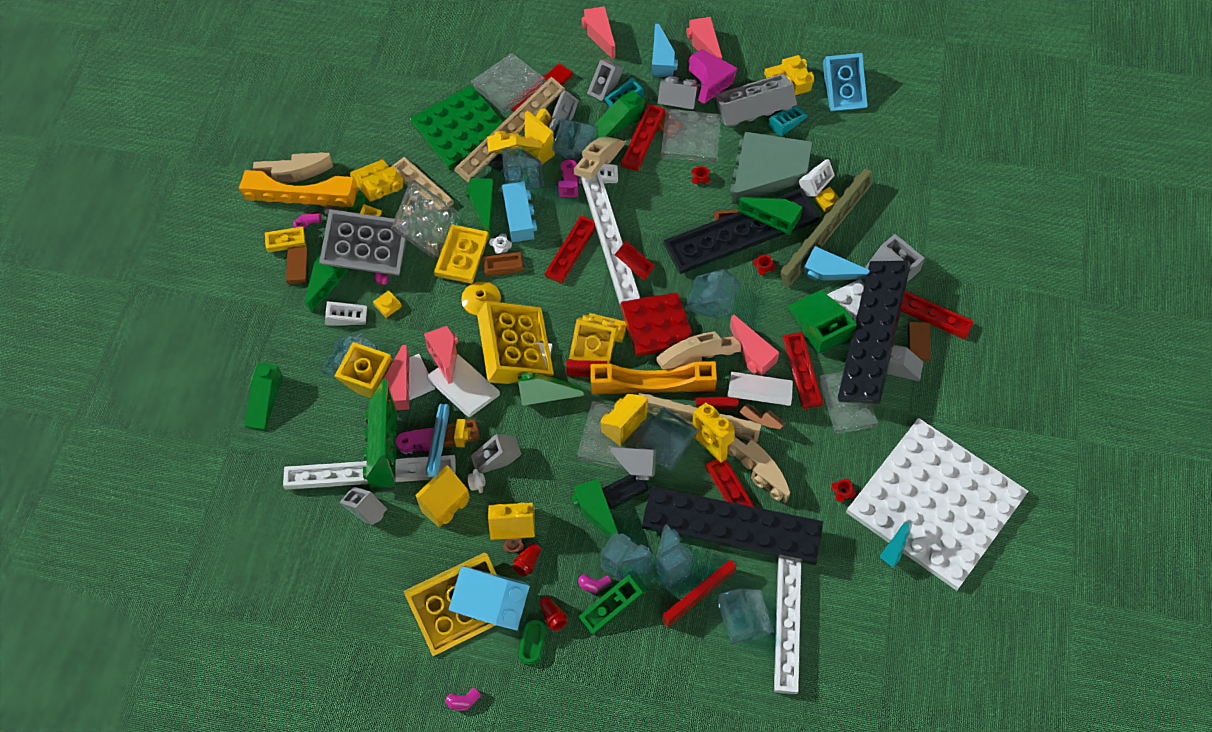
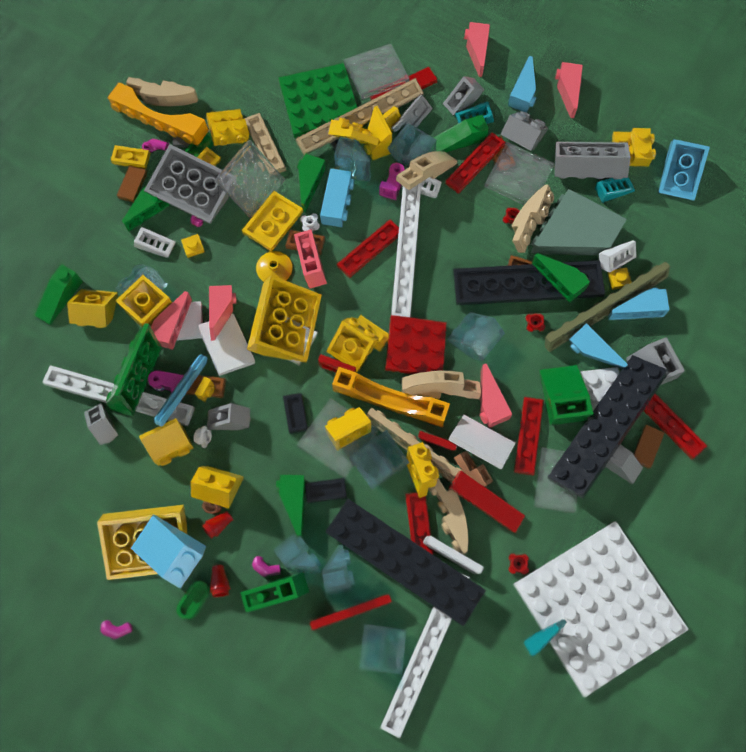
camera: 20 degrees right, 10 degrees up
(306, 397) = (92, 308): none -> yellow slope
(517, 276) = (310, 259): none -> coral slope
(542, 388) = (291, 372): green slope -> none
(562, 428) = (295, 413): none -> black tile
(634, 260) = (419, 279): red tile -> none
(636, 461) = (342, 471): light grey slope -> none
(712, 72) = (563, 122): dark pink arch -> none
(719, 167) = (532, 213): none -> tan slope
(777, 502) = (453, 555): none -> white tile
(789, 441) = (487, 501): none -> red tile
(863, 214) = (648, 304): none -> medium azure slope

